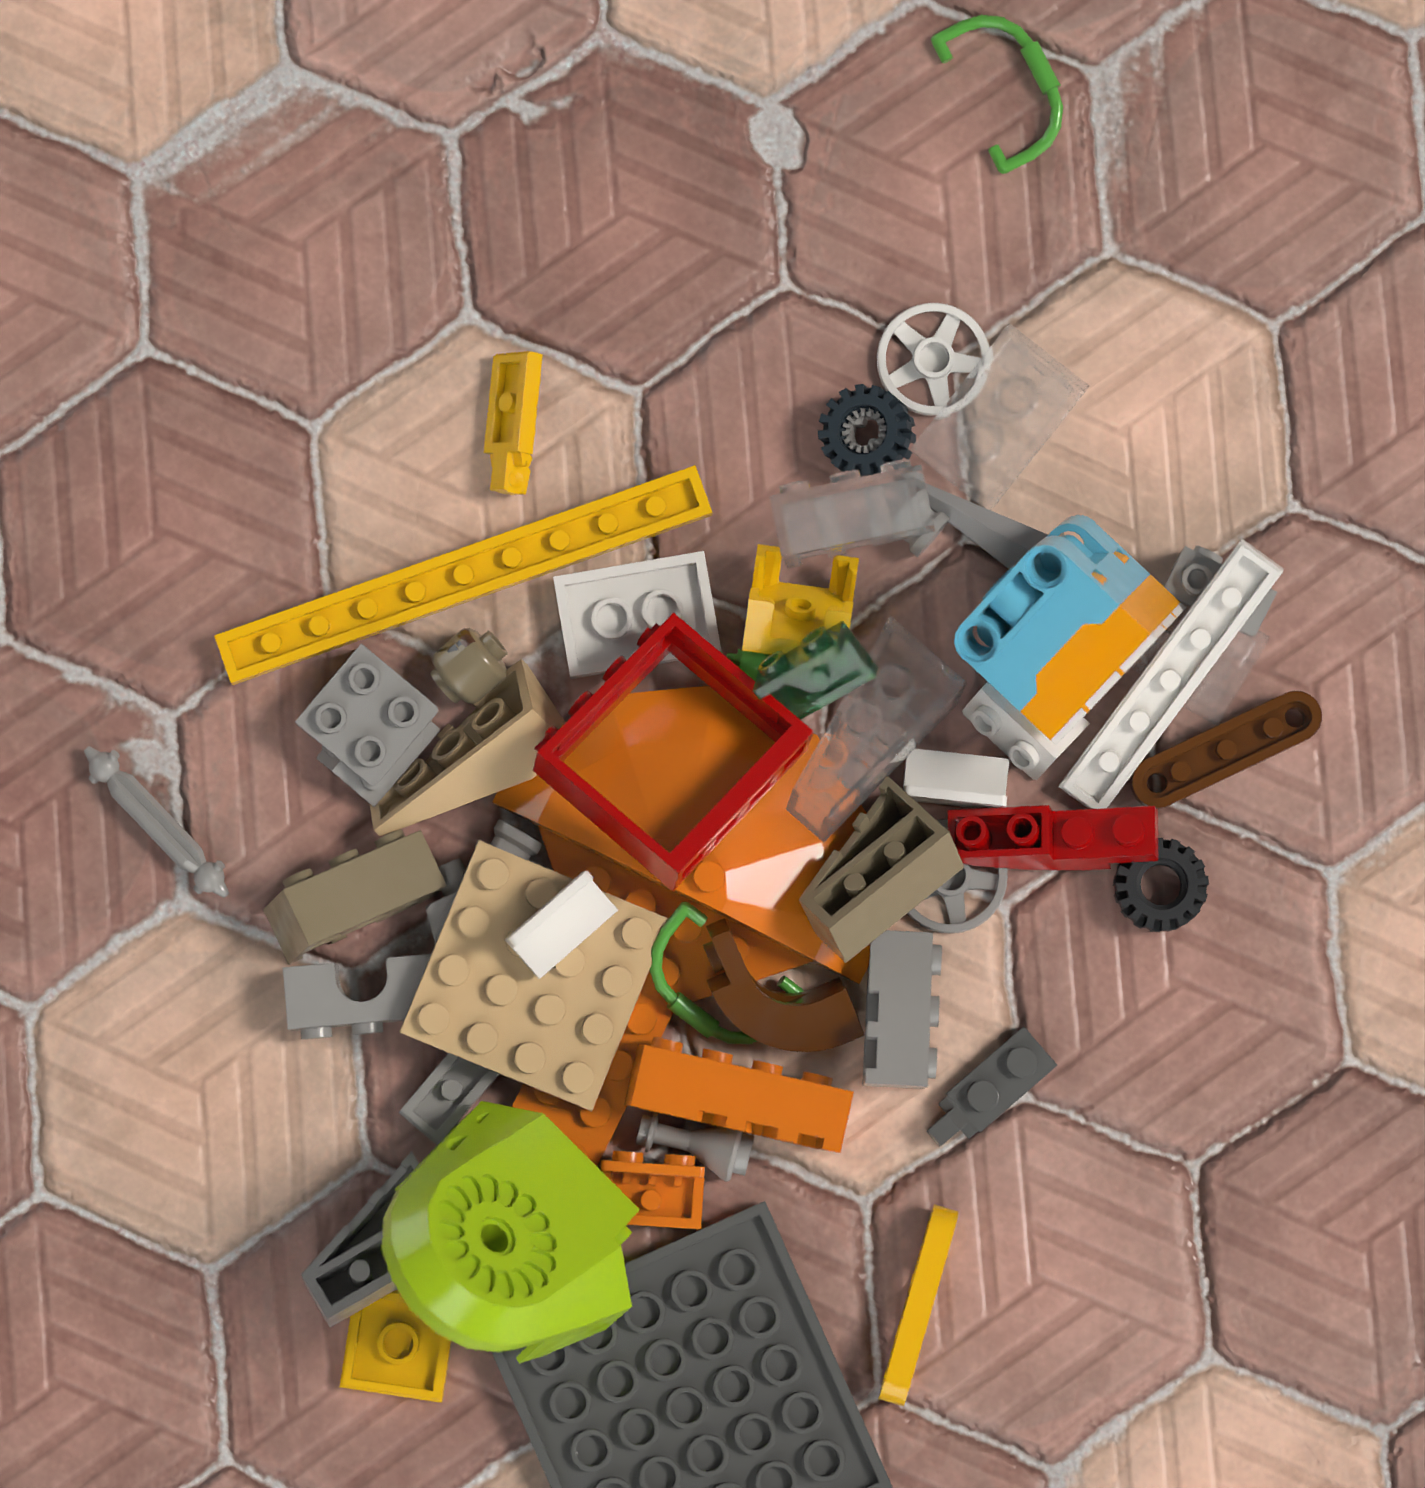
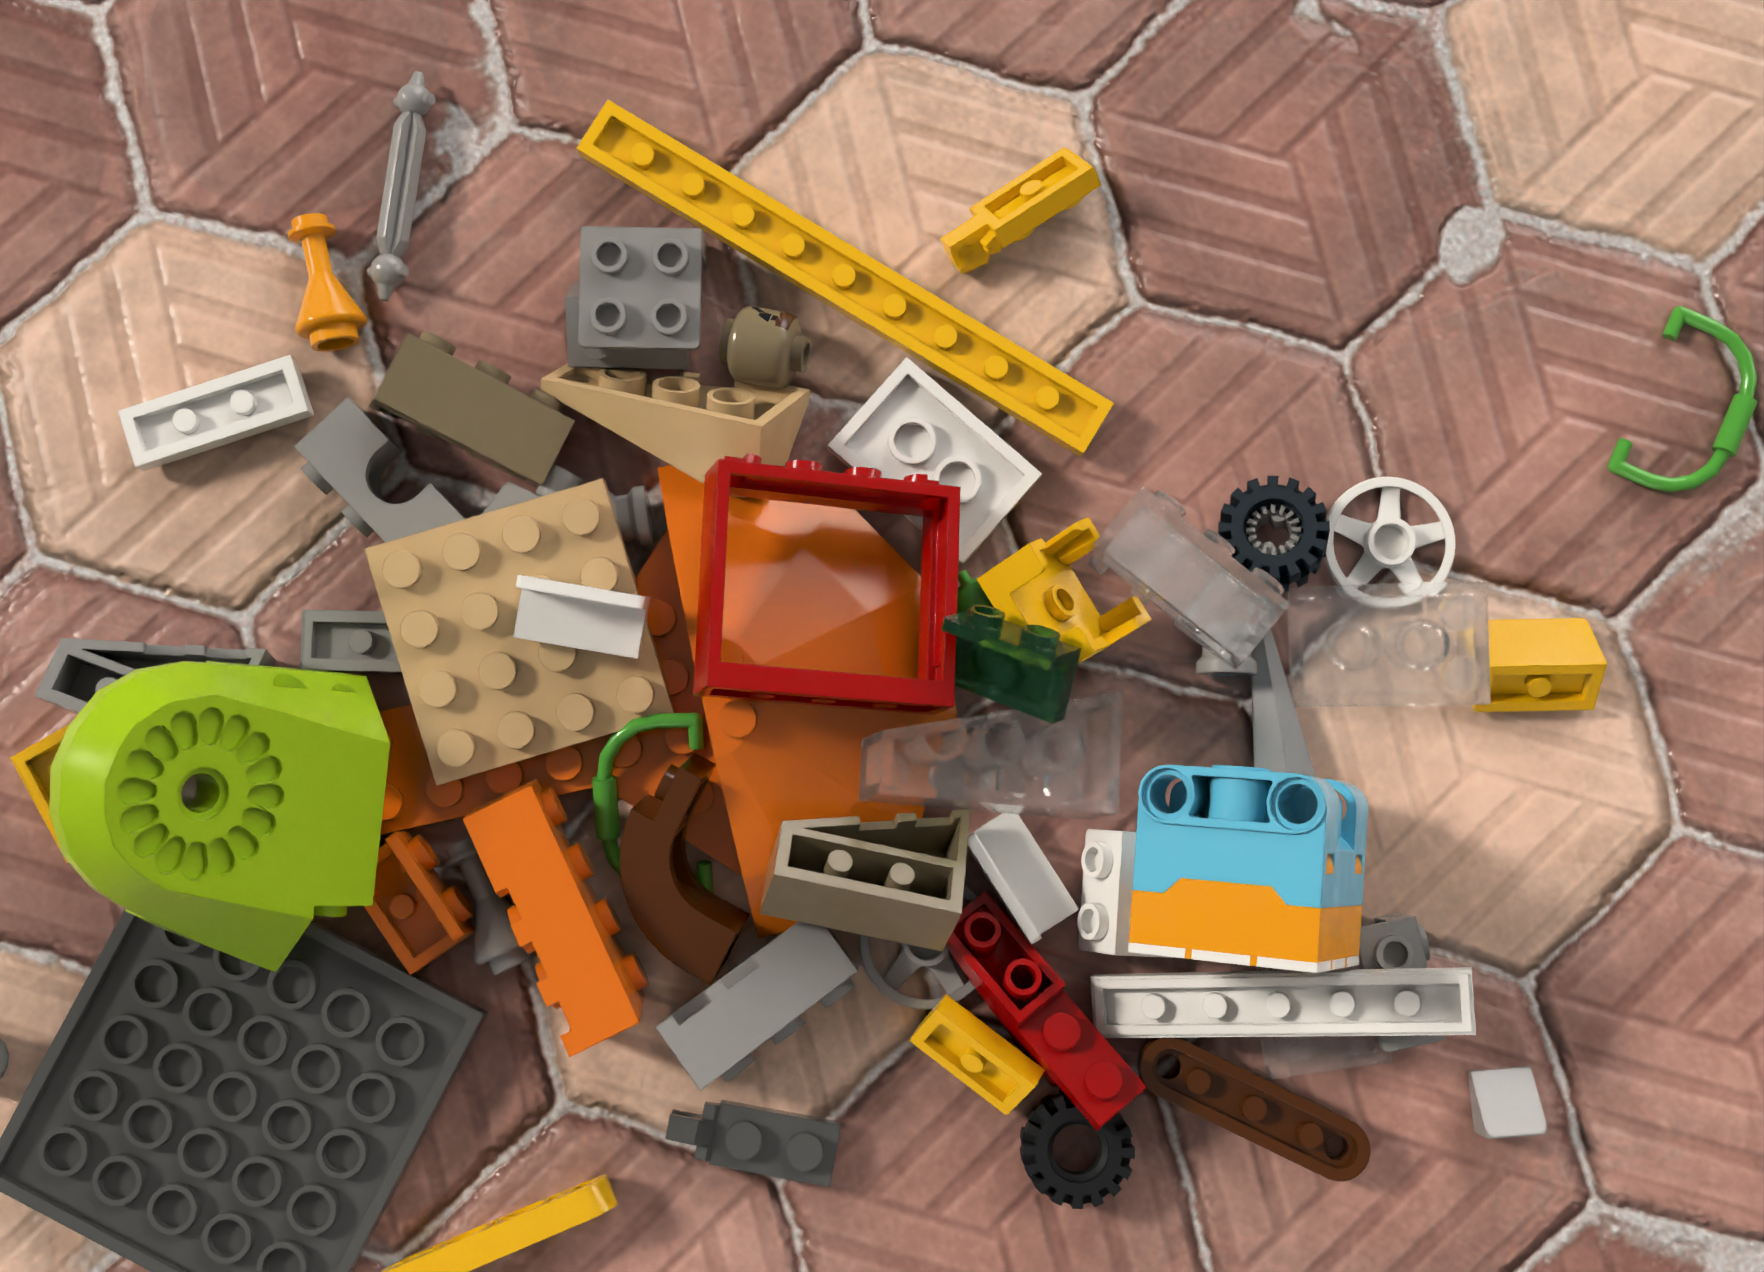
camera: 45 degrees right, 0 degrees up
(205, 937) = (327, 310): none -> light orange piece
(215, 1068) = (216, 413): none -> white plate
(1049, 901) = (977, 1055): none -> yellow plate
(1092, 328) = (1543, 665): none -> yellow panel
(1354, 584) = (1505, 1103): none -> slope

